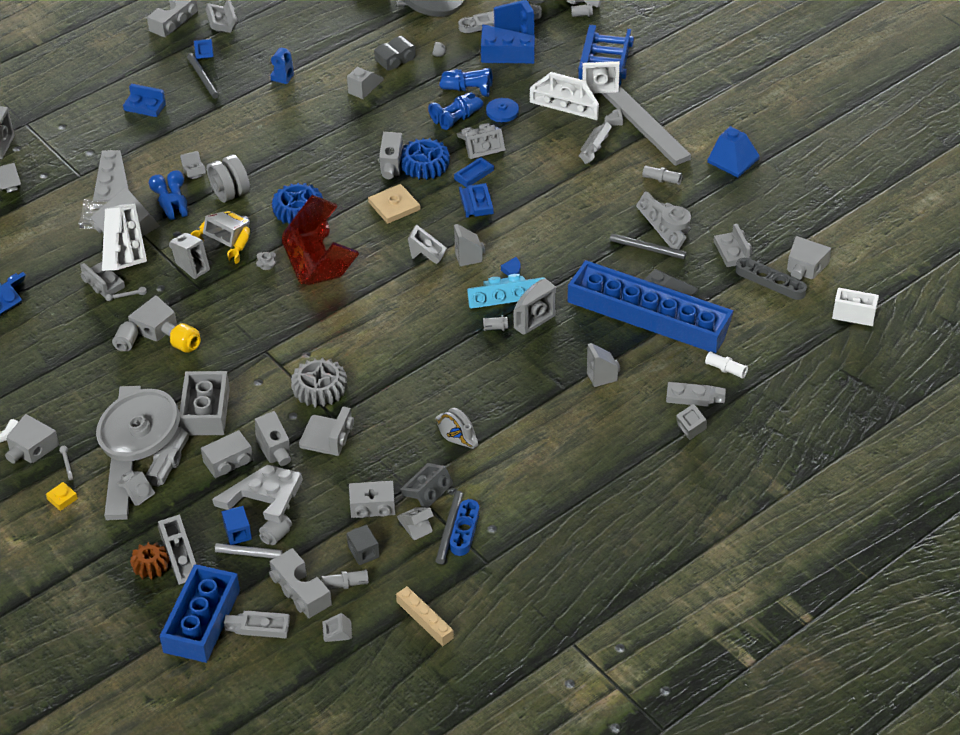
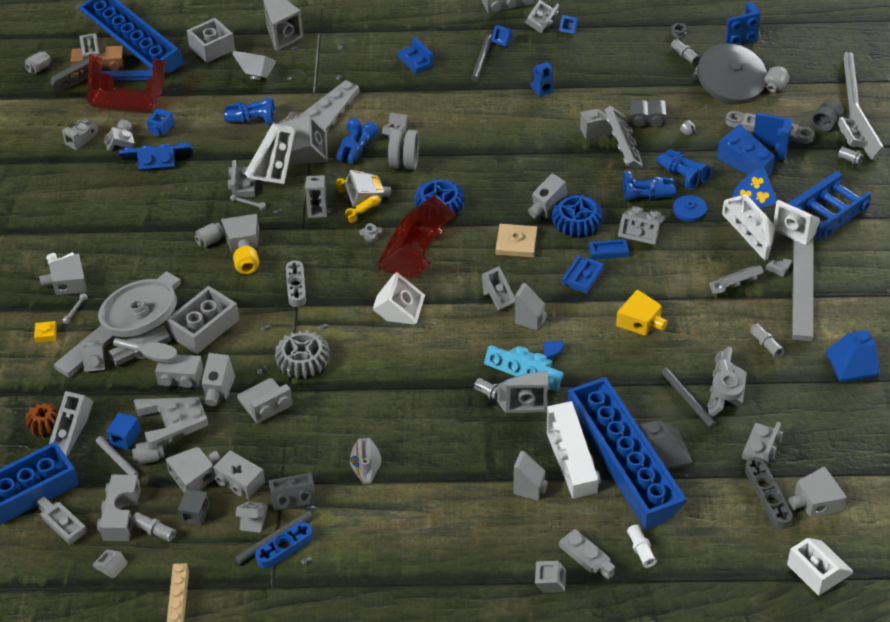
camera: 40 degrees right, 0 degrees up
(40, 222) = (243, 112): none -> blue piece
(193, 448) = (152, 350): none -> light grey piece
(244, 326) = (295, 302): none -> light grey beam
(251, 13) = (568, 24): none -> blue slope
(328, 519) = (192, 468): none -> light grey torso
(353, 299) = (399, 301): none -> white slope
(393, 77) = (623, 134): none -> light grey wing
(541, 65) = (757, 188): none -> blue shield
(554, 205) = (640, 314): none -> yellow torso
(610, 328) = (571, 450): none -> white wedge

